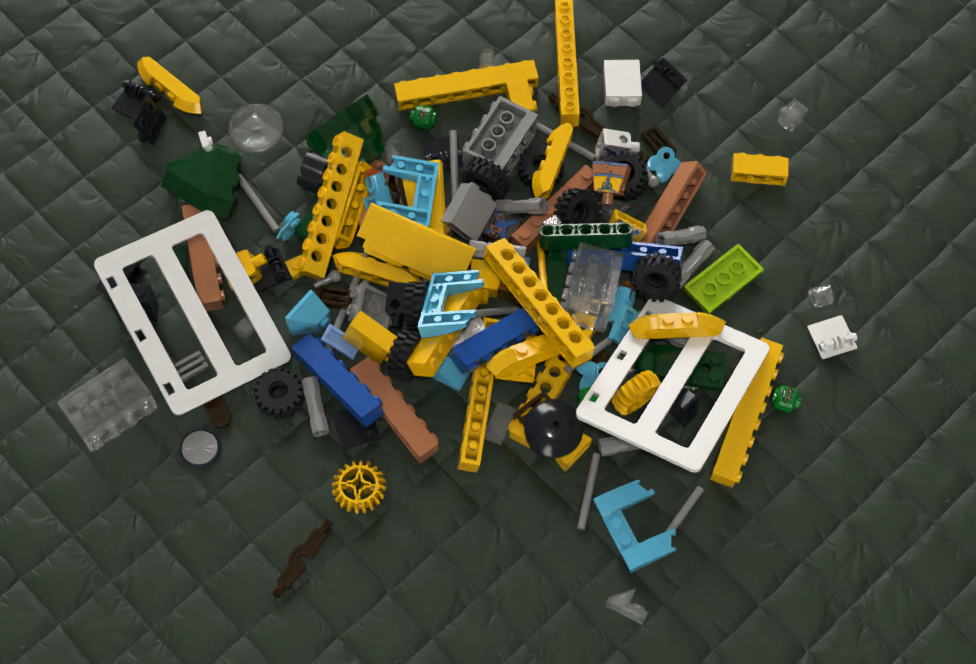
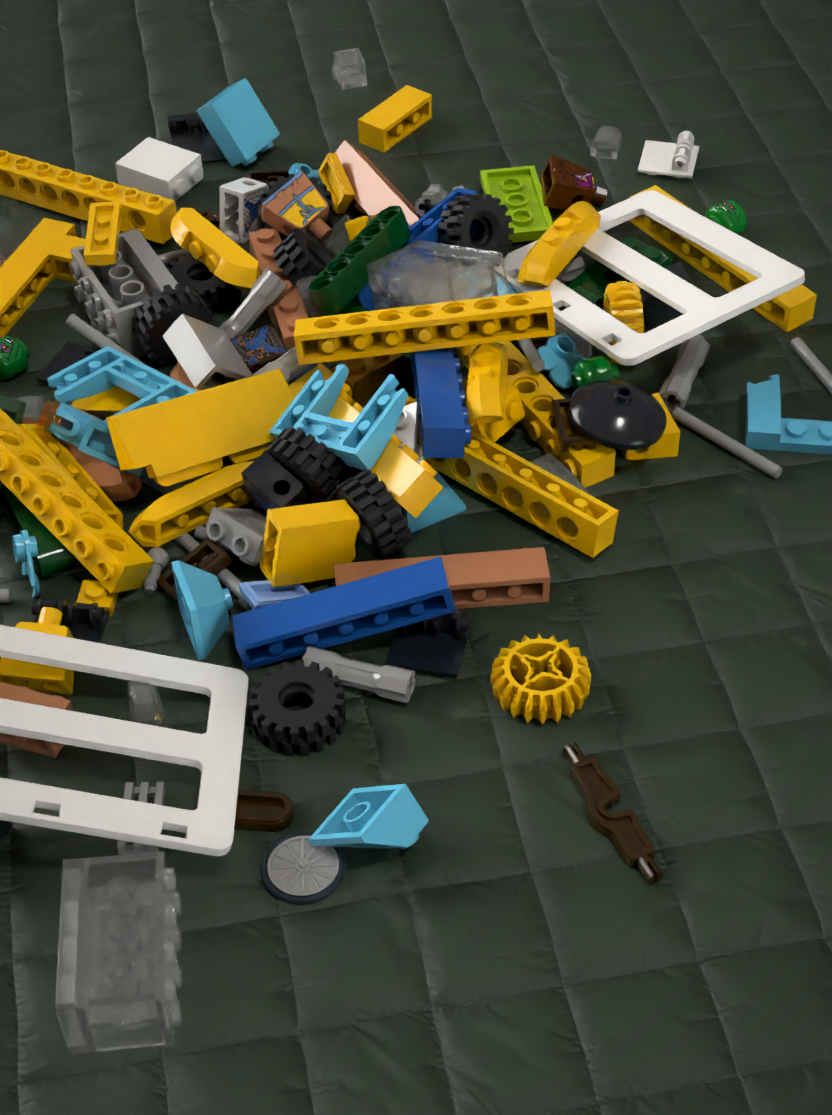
camera: 55 degrees left, 20 degrees down
(229, 462) = (373, 819): none -> medium azure slope
(515, 103) = (102, 233): none -> yellow plate
(667, 177) = (337, 182): none -> yellow tile
(680, 97) = (239, 123): none -> medium azure brick
(753, 299) = (568, 183): none -> reddish brown torso

